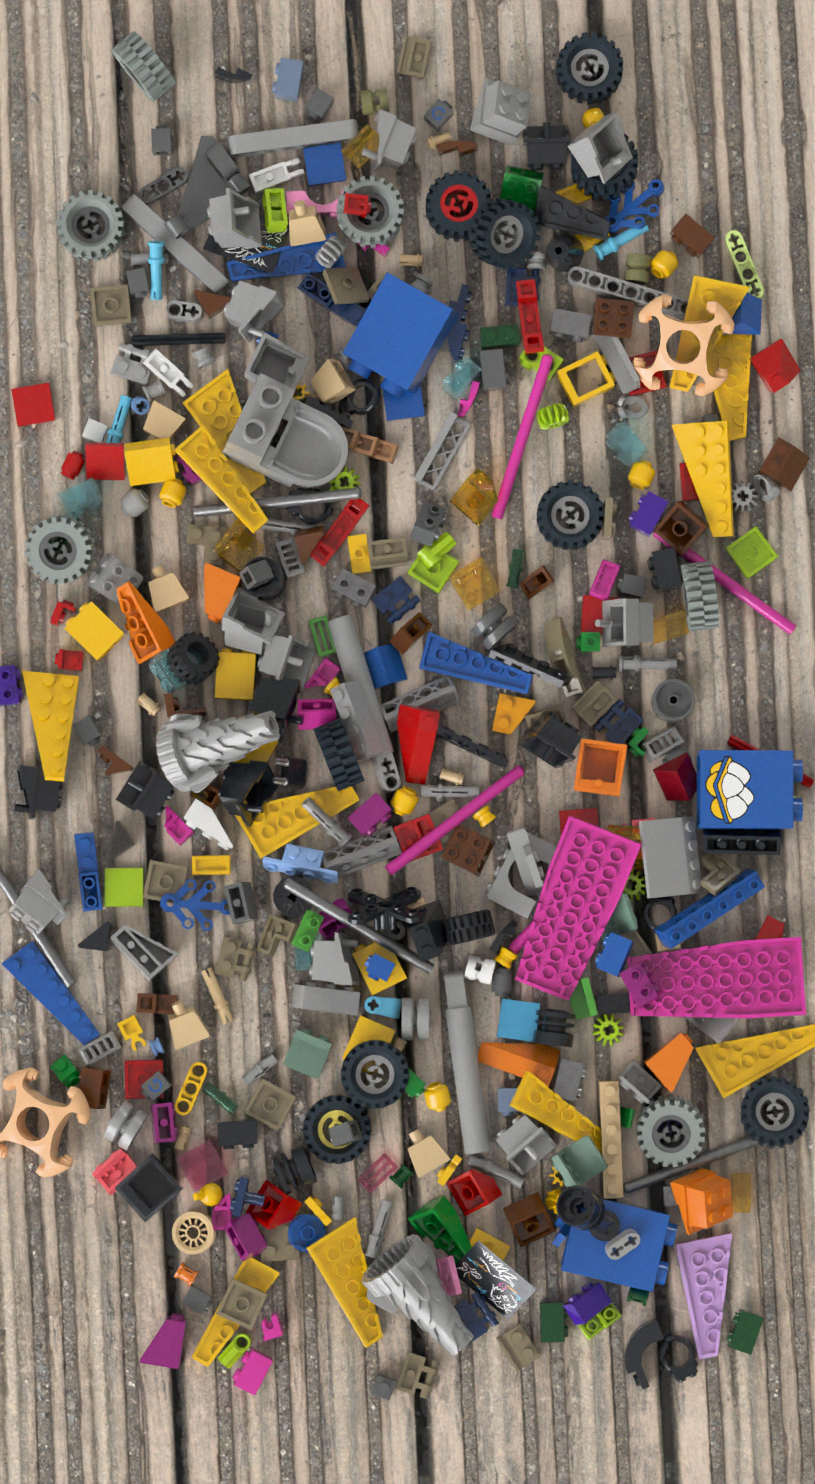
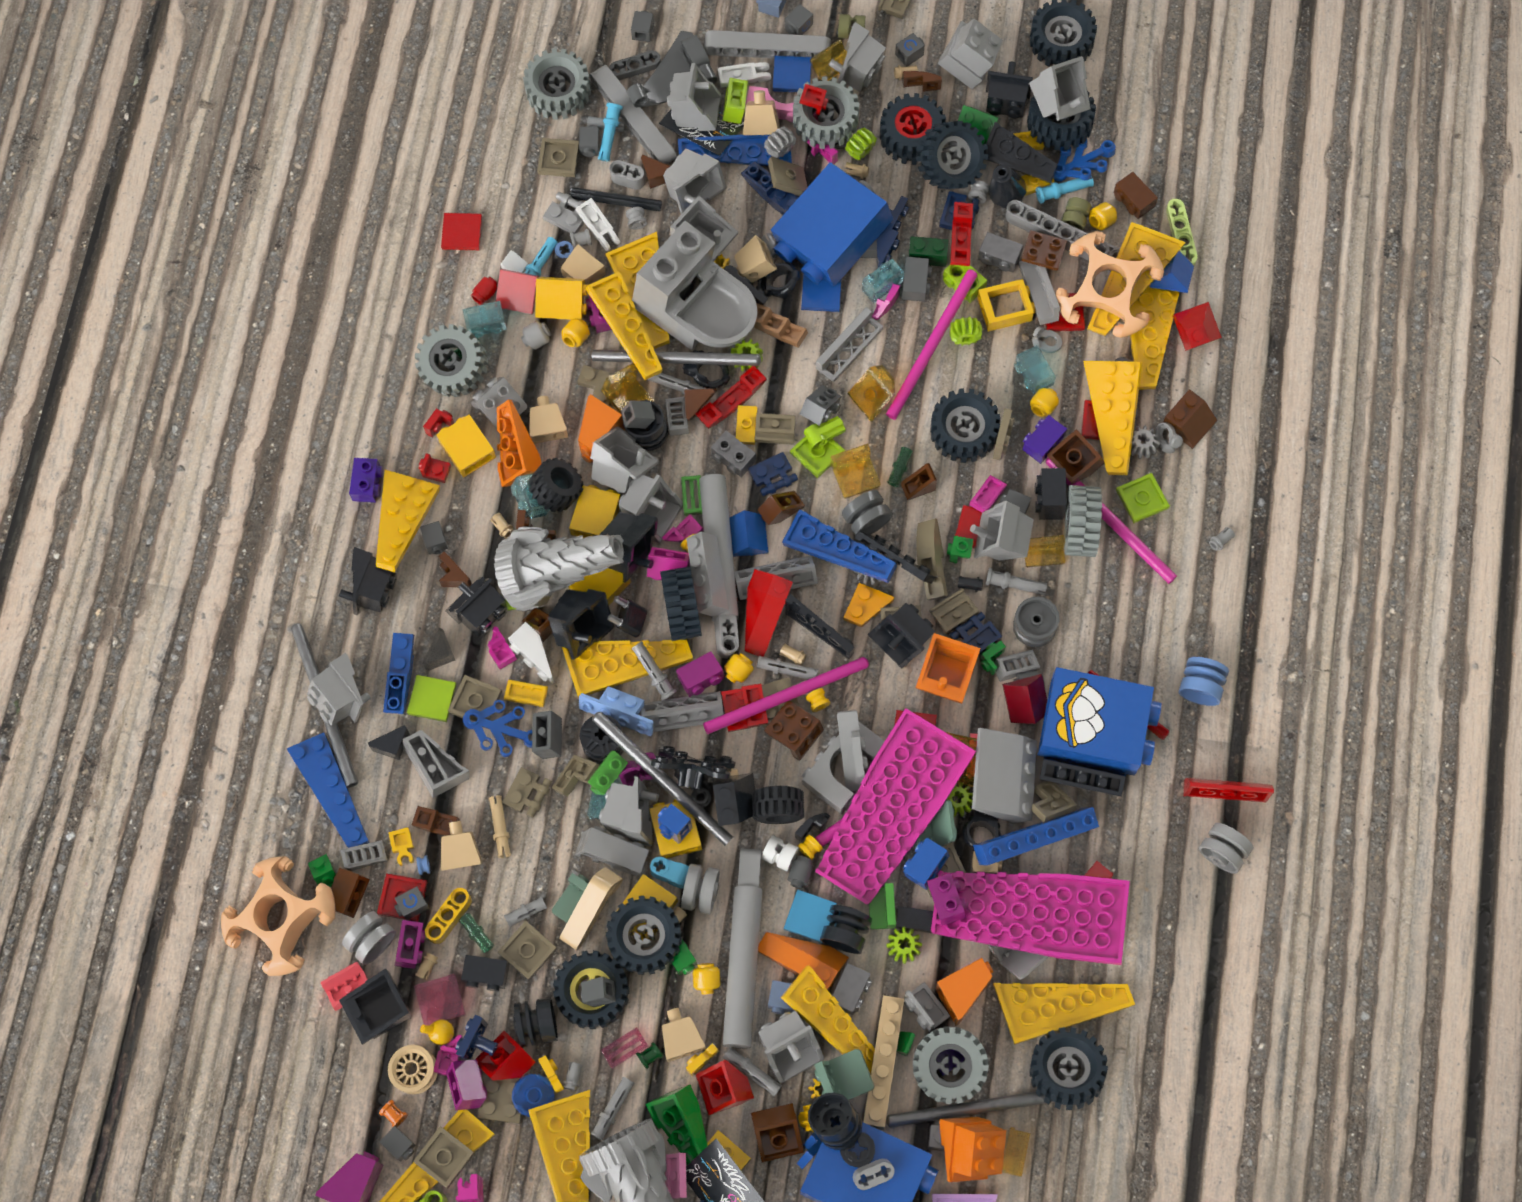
camera: 10 degrees right, 15 degrees down
(320, 1057) = (589, 907): none -> beam
(410, 233) = (861, 143): none -> lime gear

